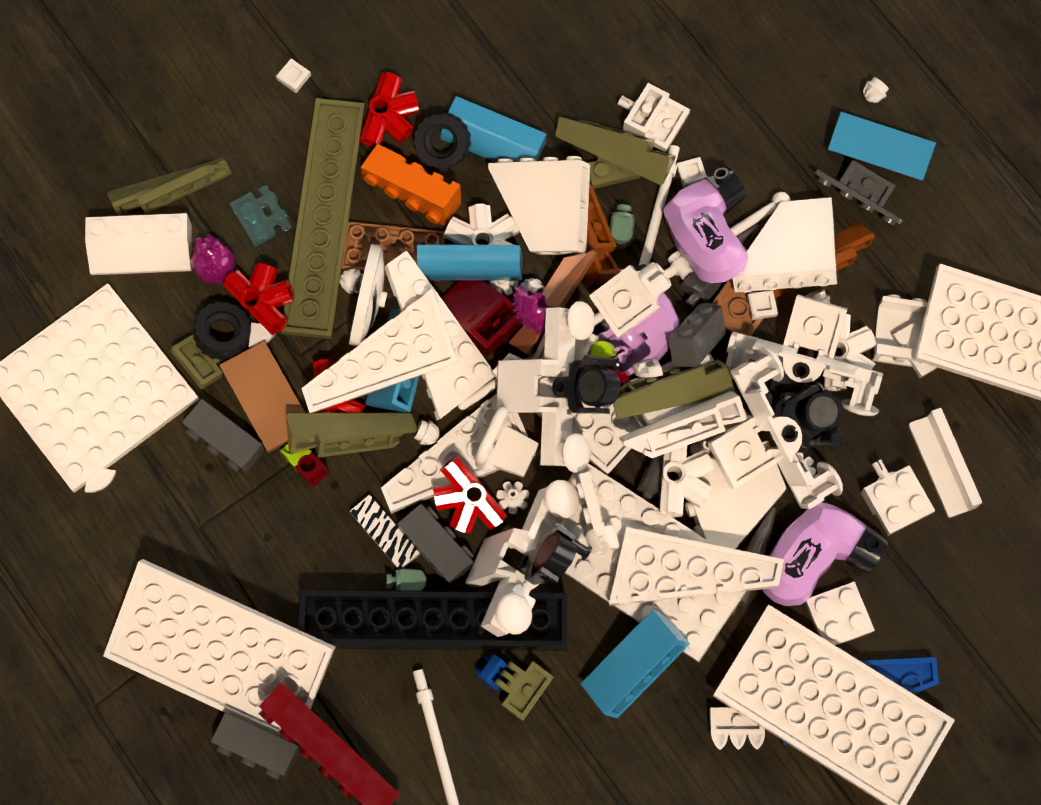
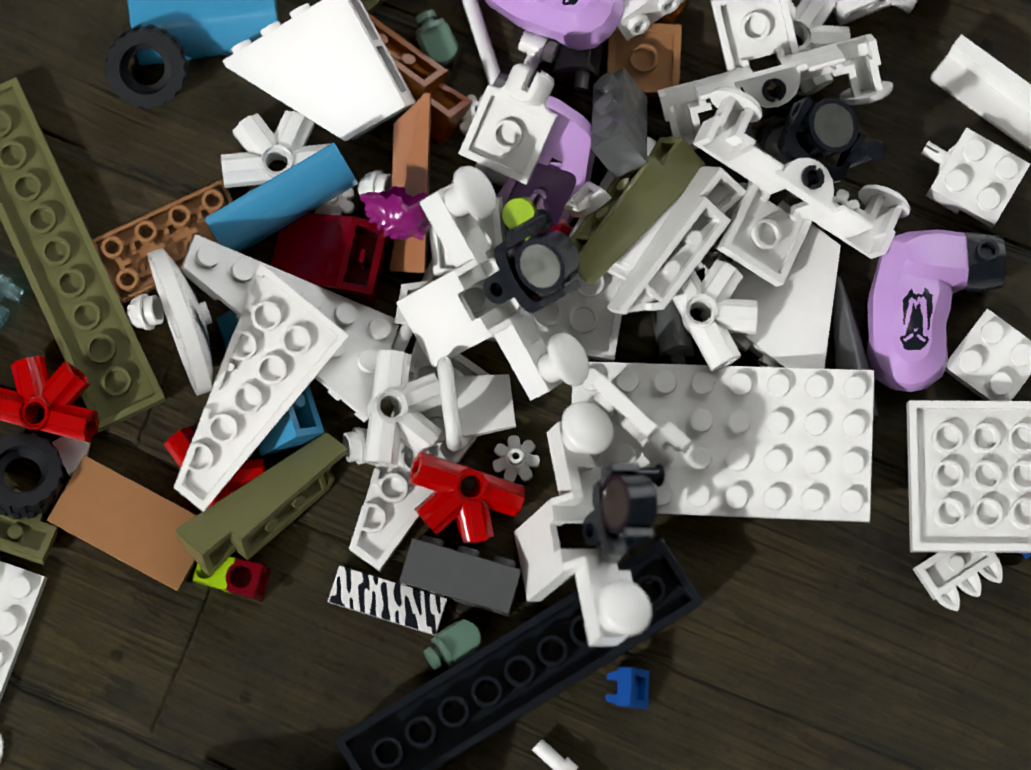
camera: 30 degrees left, 5 degrees up
(222, 437) = (109, 608): dark grey brick -> none
(393, 118) = (64, 76): red piece -> none
(412, 185) = (143, 145): orange wedge -> none
(470, 423) = (408, 401): none -> white piece
(523, 688) = (678, 684): olive hinge -> none
(634, 664) = (796, 572): dark azure brick -> none
(673, 567) = (771, 427): white wing -> none
(762, 305) = (670, 36): white tile -> none

